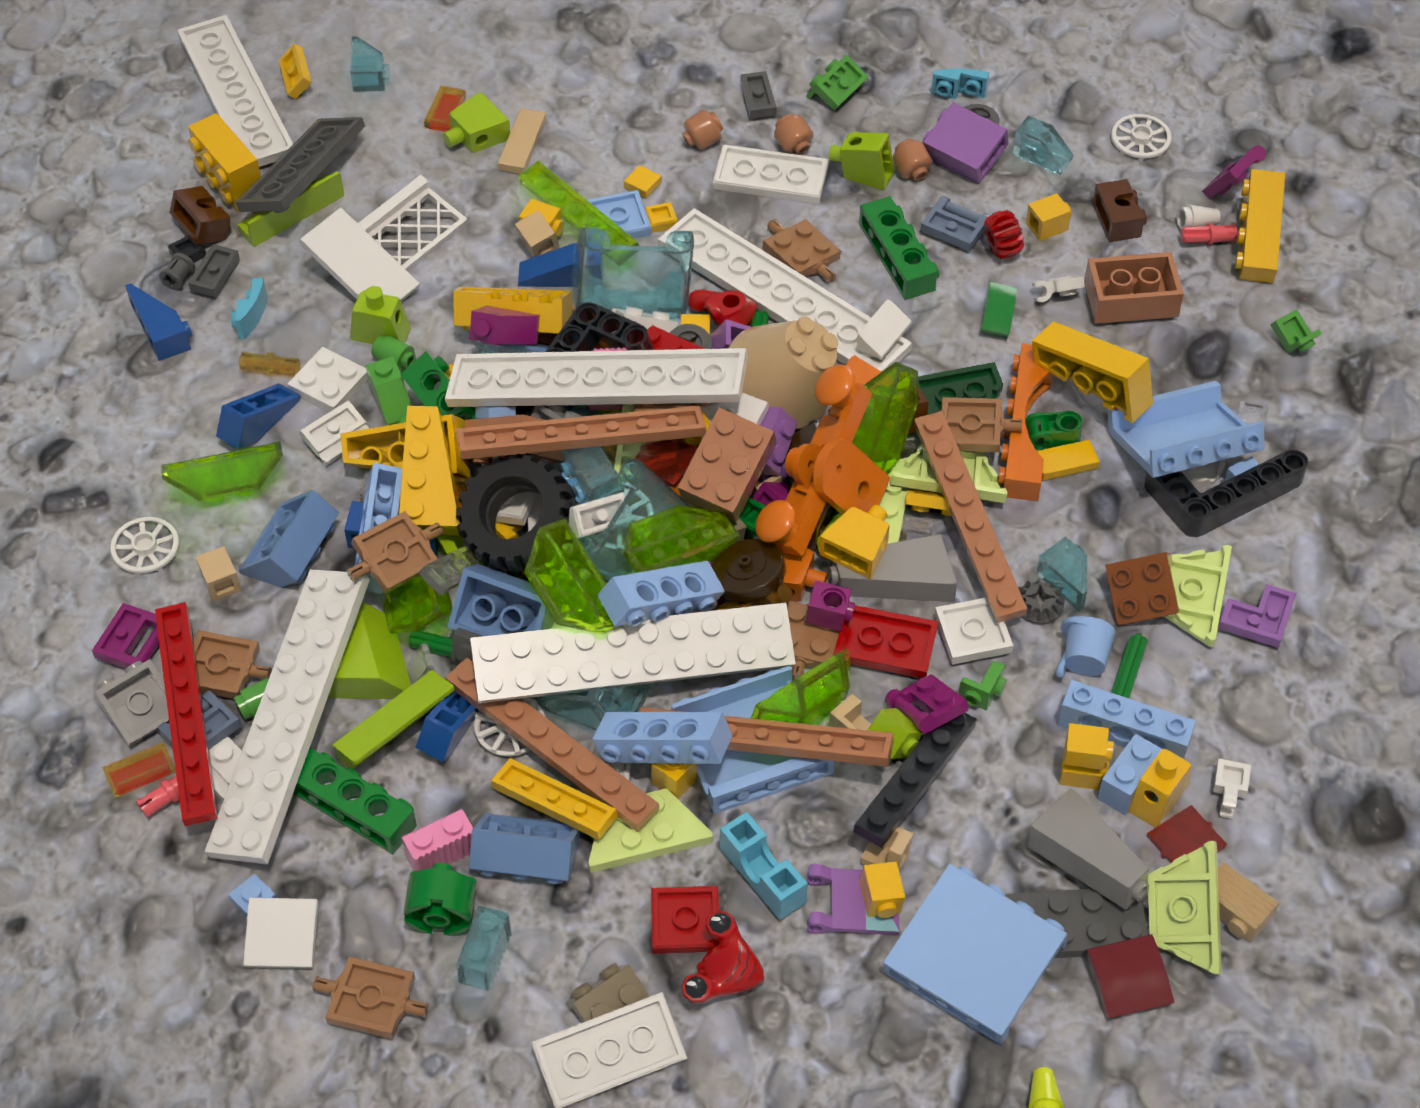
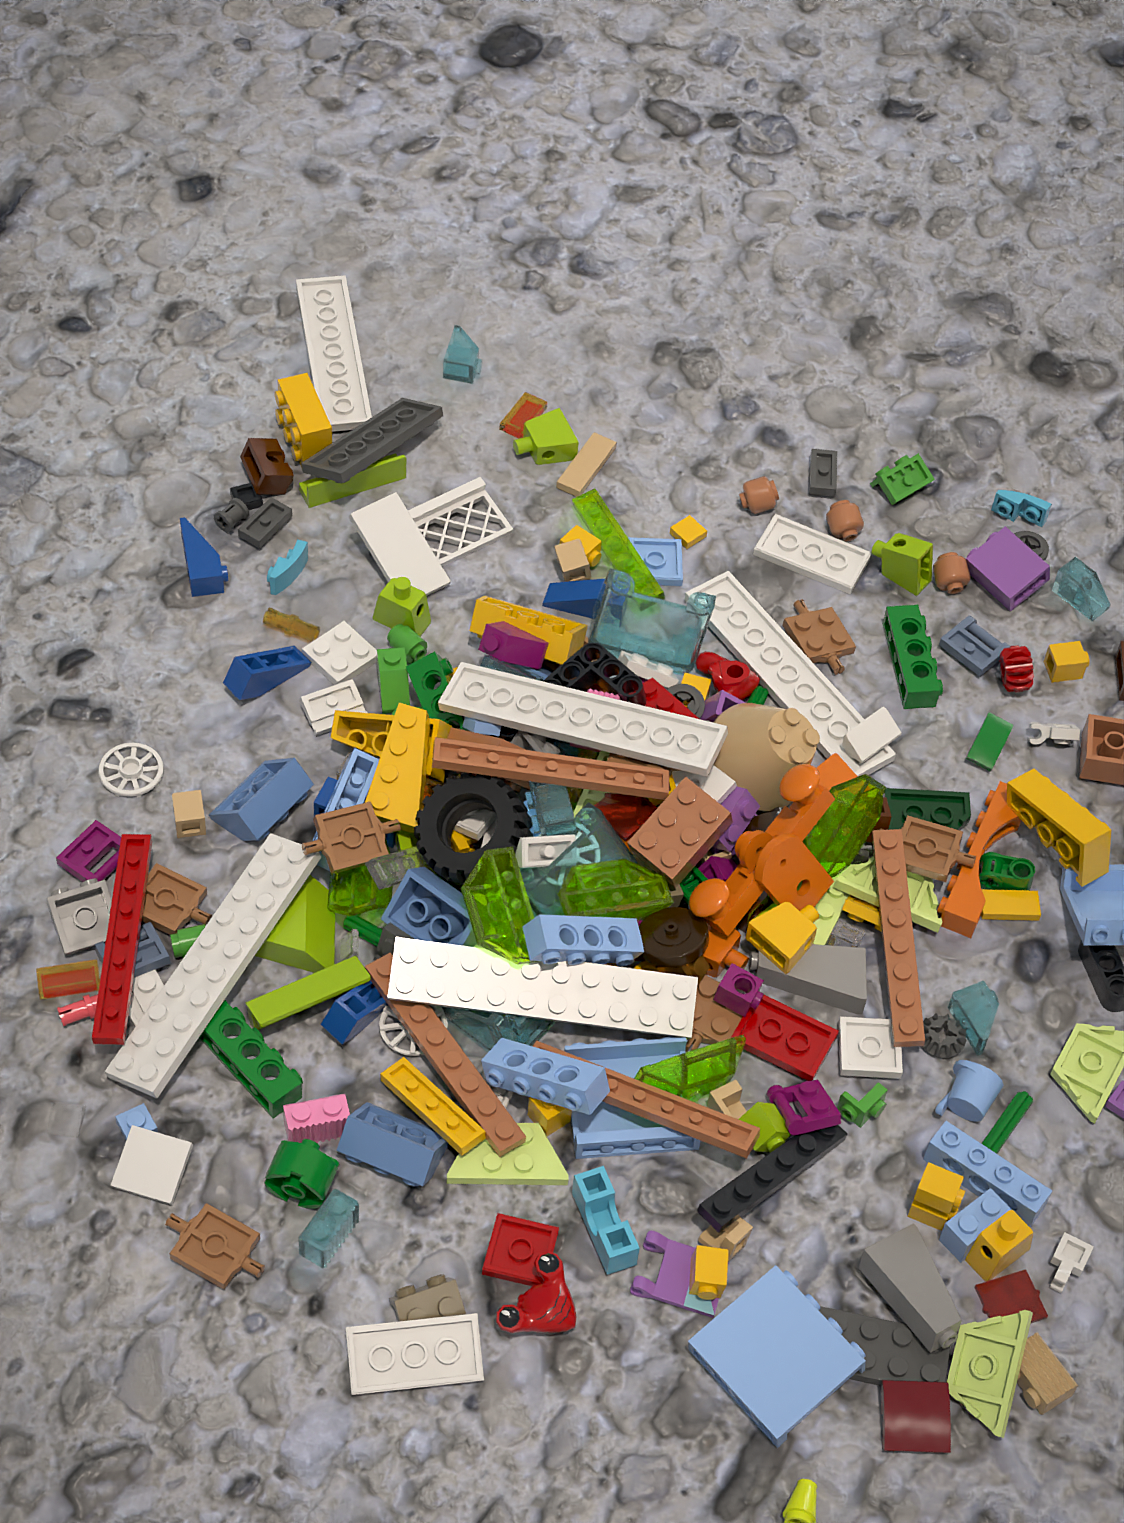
camera: 10 degrees right, 0 degrees up
(224, 473) = (219, 720): clear neon green wedge -> none
(295, 71) = (393, 345): yellow plate -> none
(661, 216) = (695, 570): yellow tile -> none
(1142, 588) = (1042, 1049): dark orange bracket -> none

